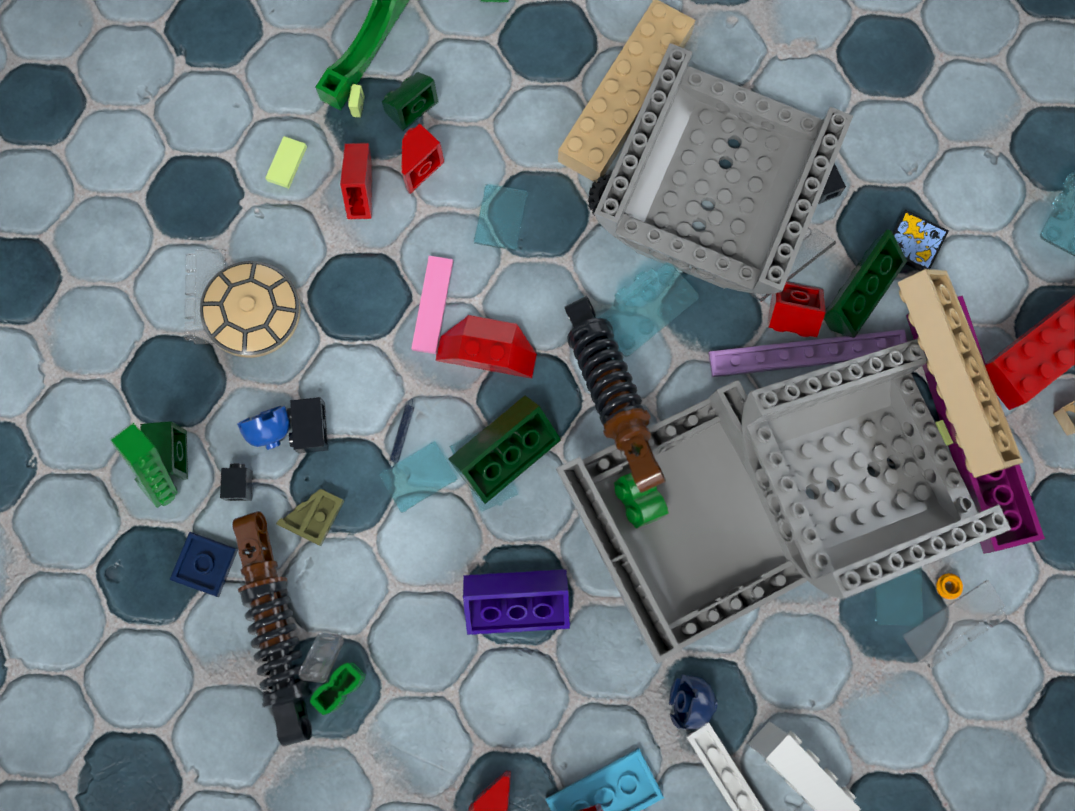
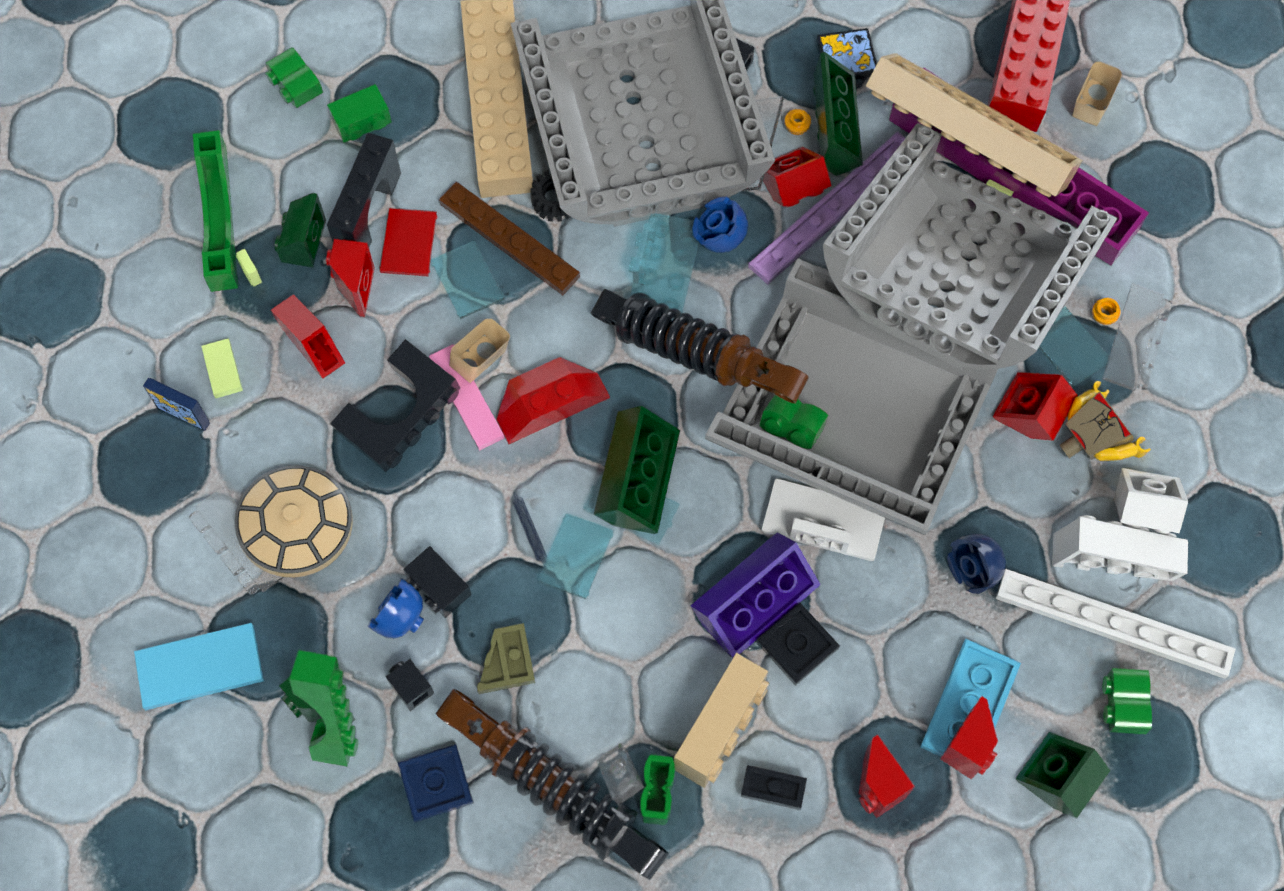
camera: 40 degrees left, 10 degrees down
(116, 365) = (198, 666): none -> medium azure tile
(231, 168) = (176, 404): none -> dark blue tile
(409, 284) = (388, 442): none -> black arch
(415, 675) = (720, 720): none -> tan brick
(419, 747) = (773, 787): none -> black plate
(451, 269) = (495, 335): none -> tan piece
(481, 159) = (408, 242): none -> red piece
(493, 84) = (373, 170): none -> black arch
(519, 36) = (359, 113): none -> green brick
(519, 658) = (797, 644): none -> black tile
(553, 207) = (509, 238): none -> reddish brown plate
(595, 581) = (822, 520): none -> white bracket
(708, 309) = (721, 225): none -> blue cylinder
(833, 274) = (794, 127): none -> light orange plate
(833, 621) = (1036, 405): none -> red slope
(857, 759) = (1150, 501): none -> white brick
(865, 673) = (1099, 429): none -> torso

